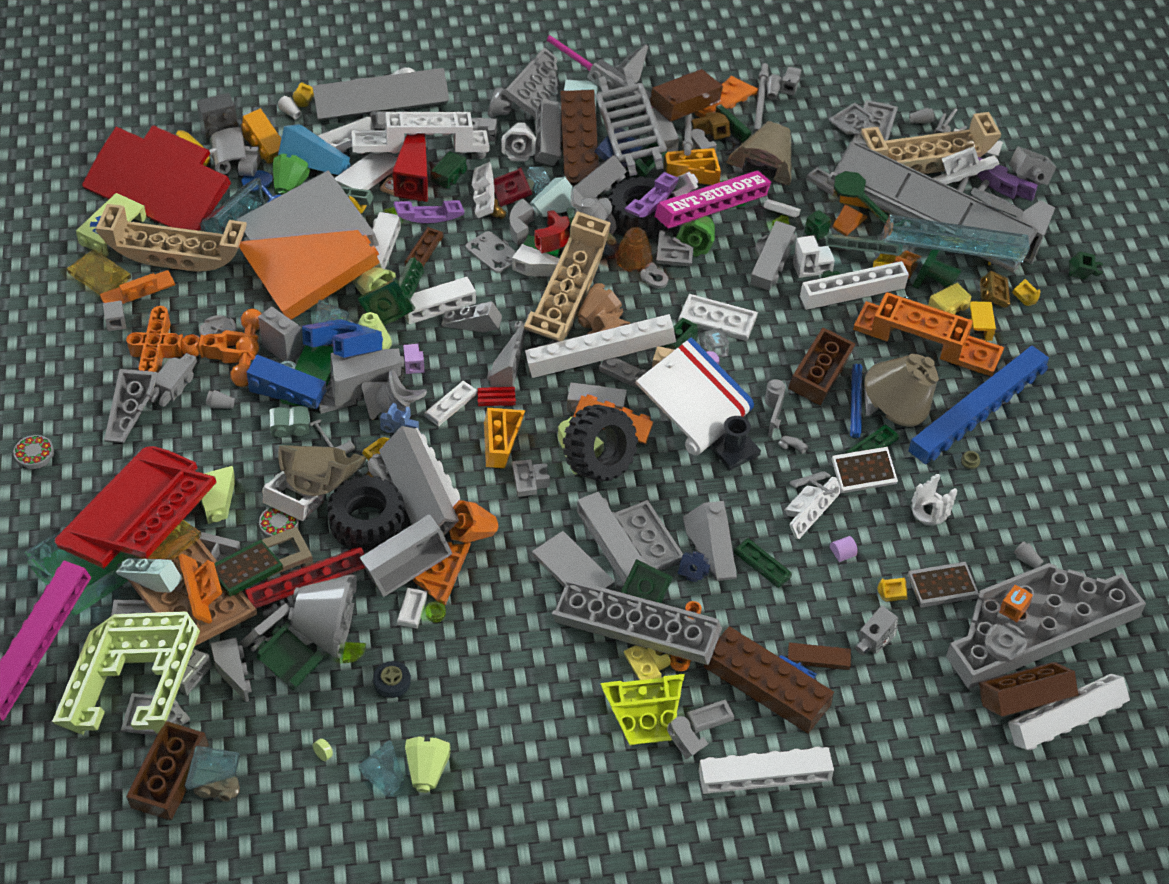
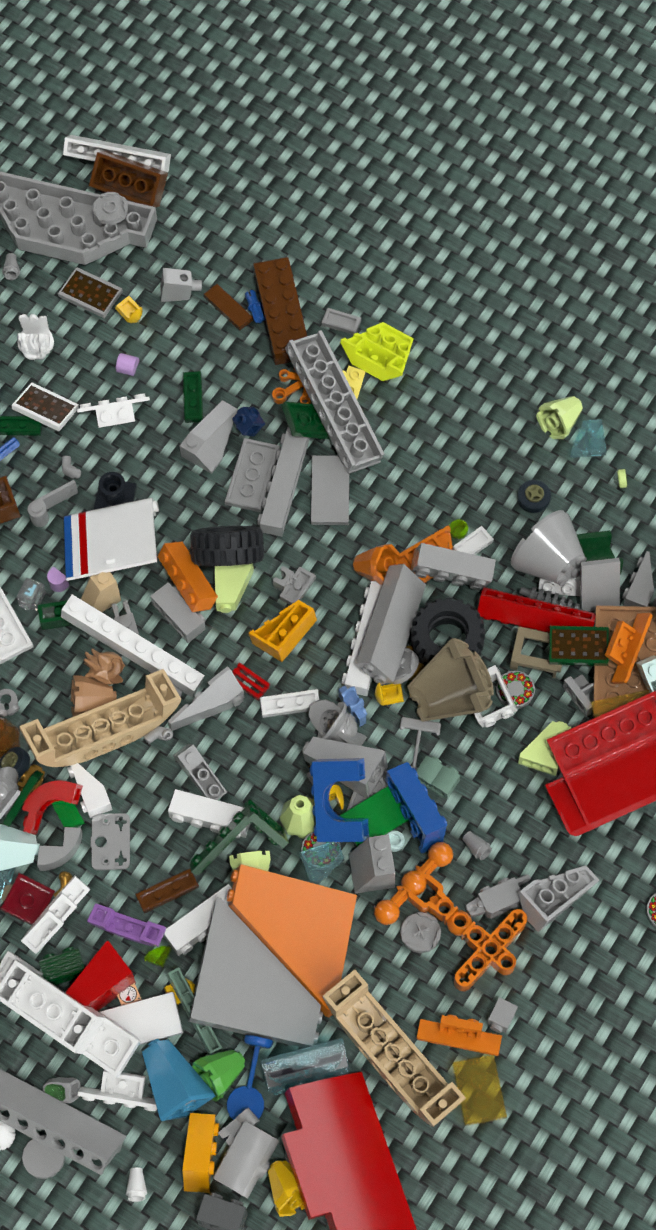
camera: 135 degrees left, 15 degrees up
(87, 232) = (428, 1145): yellowish green panel -> none
(303, 95) = (108, 1193): yellow plate -> none
(413, 359) = (284, 766): lavender brick -> none
(684, 737) = (375, 310): light grey leg -> none
(765, 770) = (344, 259): white brick -> none
(812, 479) = (89, 432): light grey piece -> none
(1016, 603) = (75, 221): orange brick -> none

